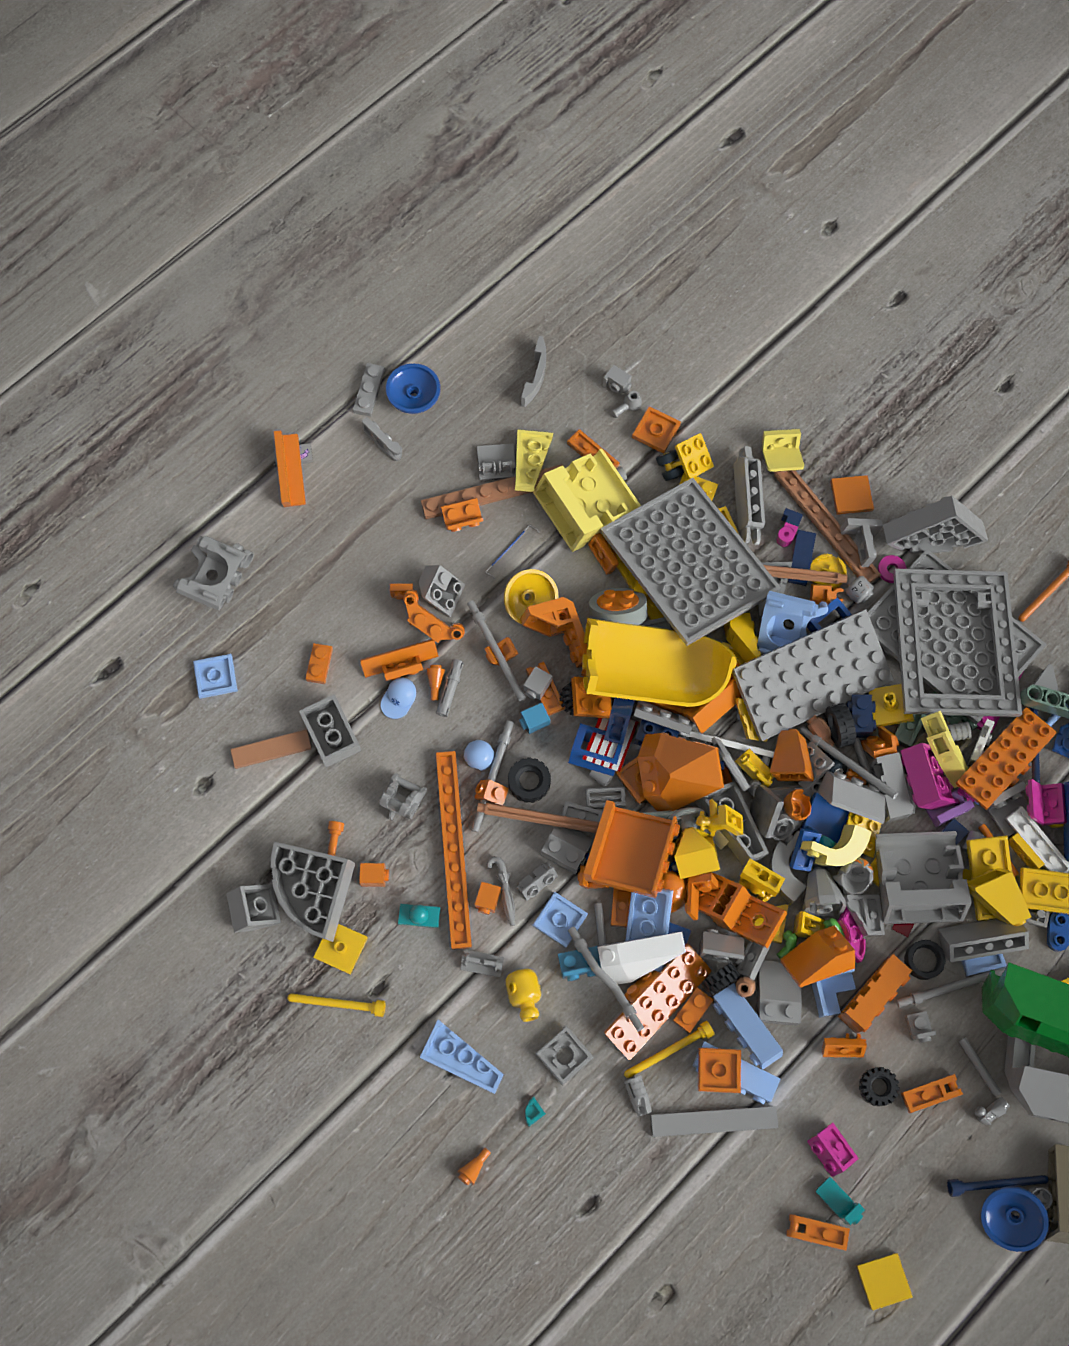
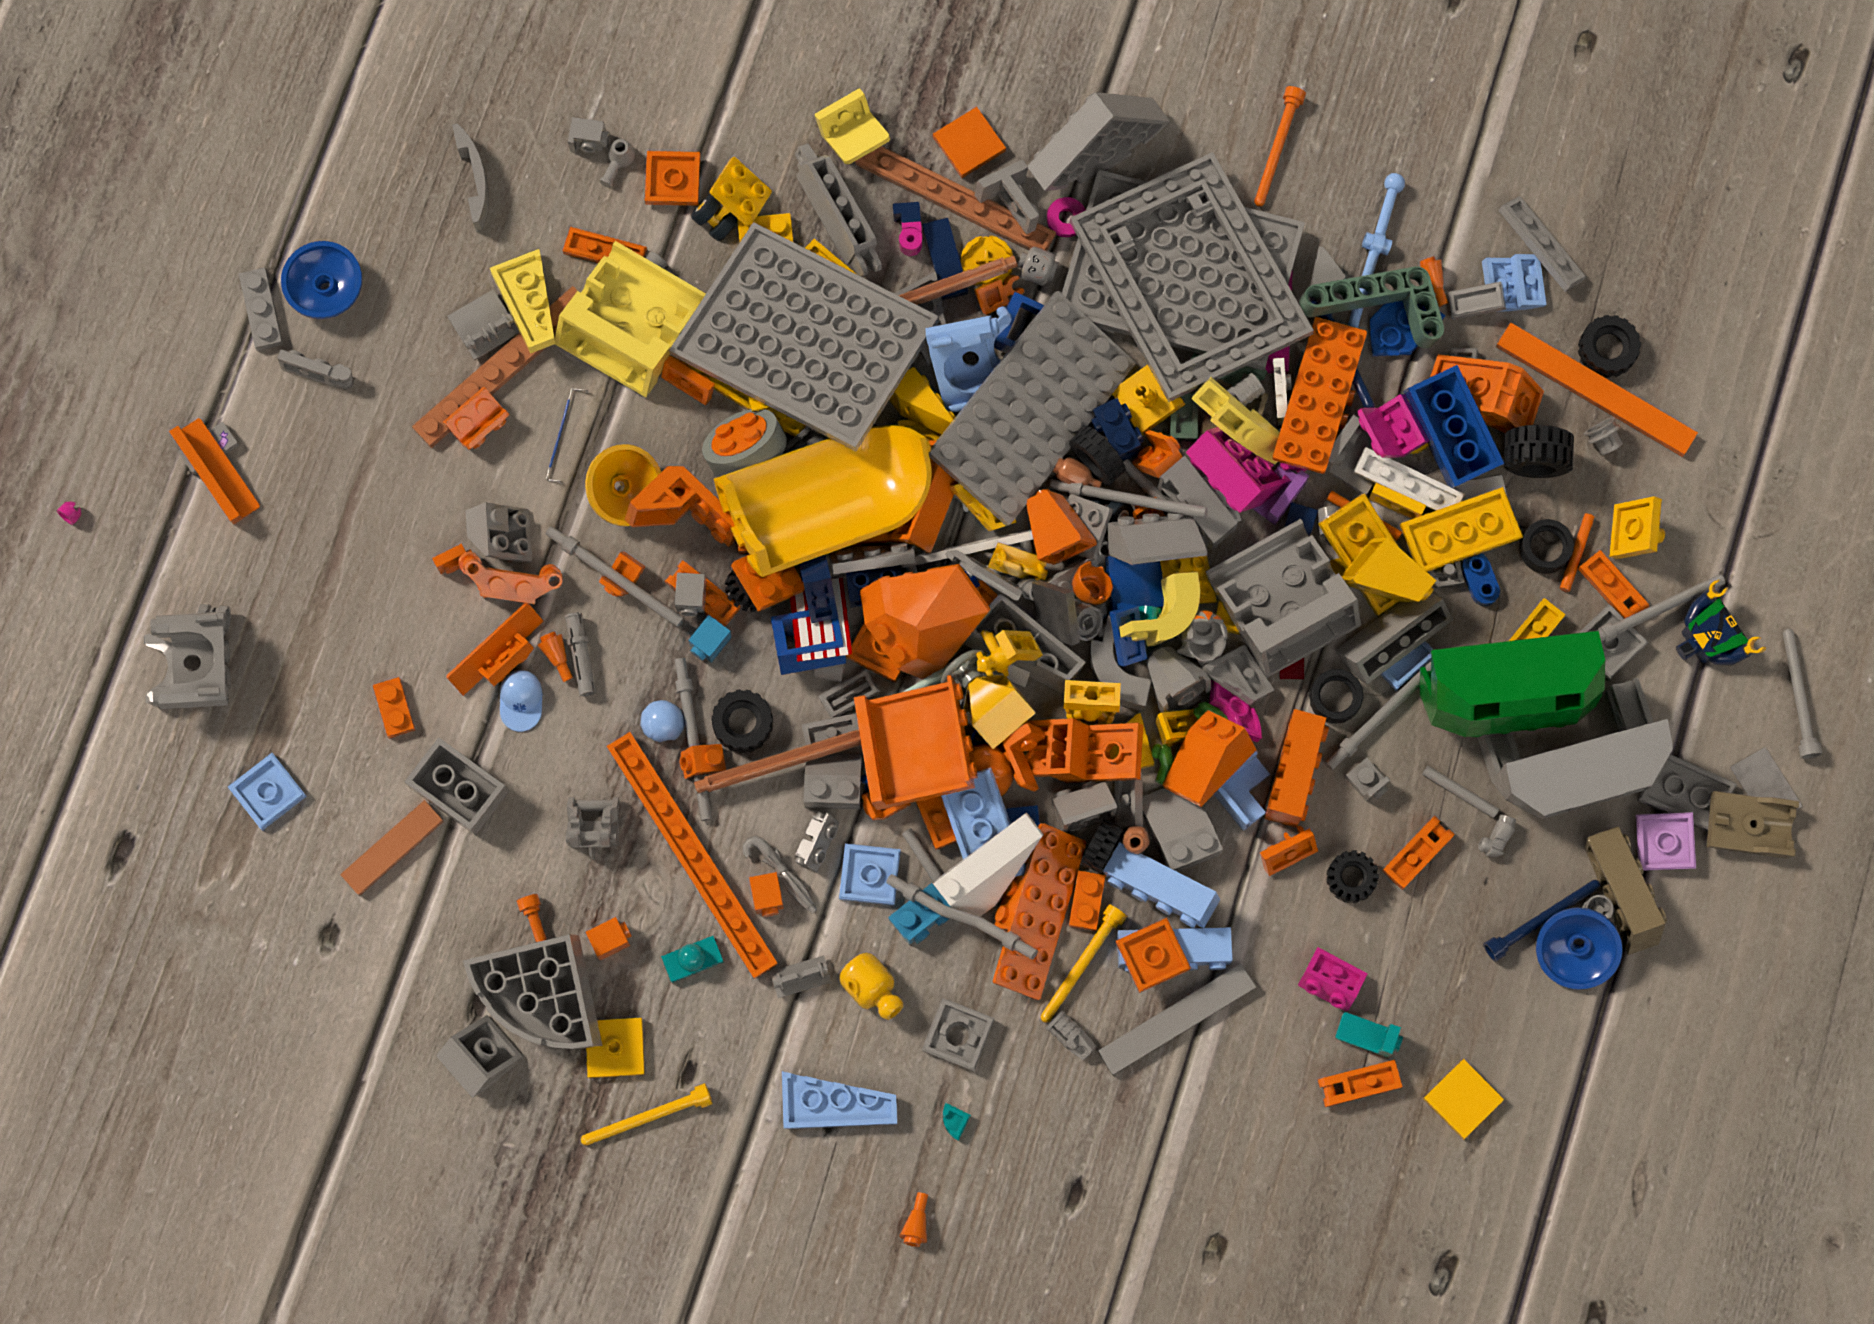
camera: 25 degrees left, 5 degrees up
(190, 452) = (68, 513): none -> dark pink hinge

